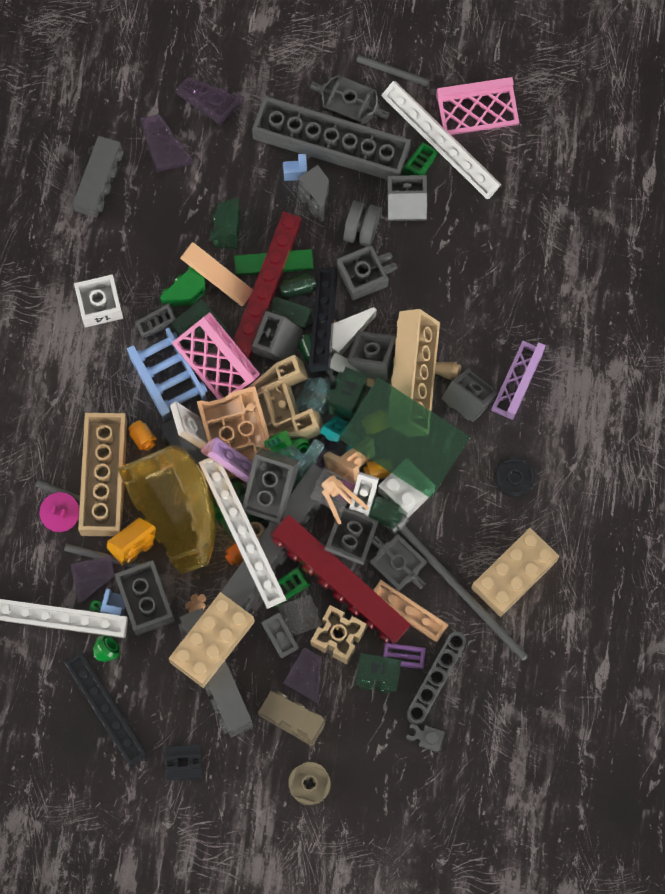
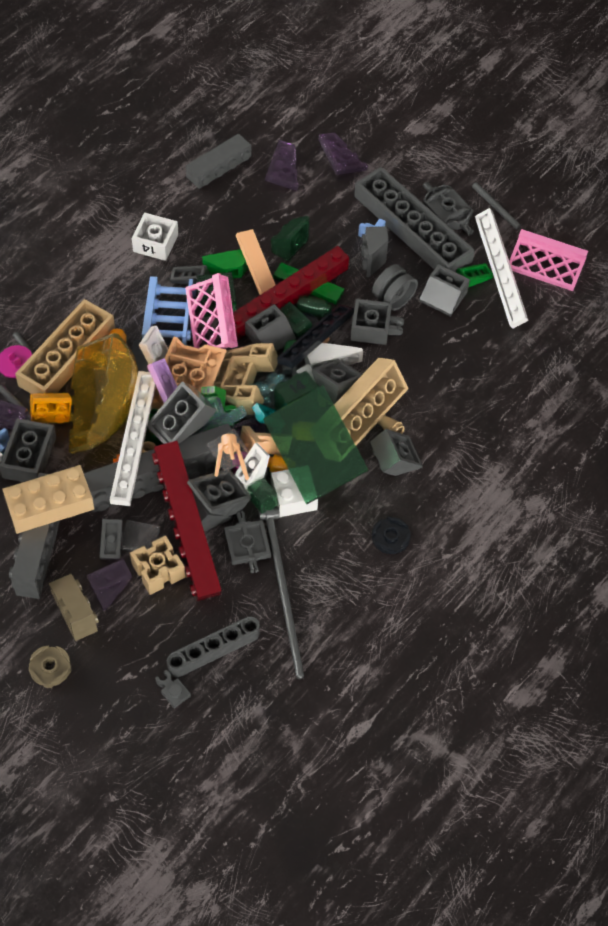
camera: 30 degrees right, 15 degrees down
(298, 588) = (160, 515): green slope -> none
(378, 673) = (167, 611): clear green brick -> none
(405, 656) = (212, 626): medium lavender tile -> none
(412, 612) = (231, 586): light nougat tile -> none
(515, 572) = (338, 603): tan brick -> none
(526, 378) = (445, 469): lavender fence -> none

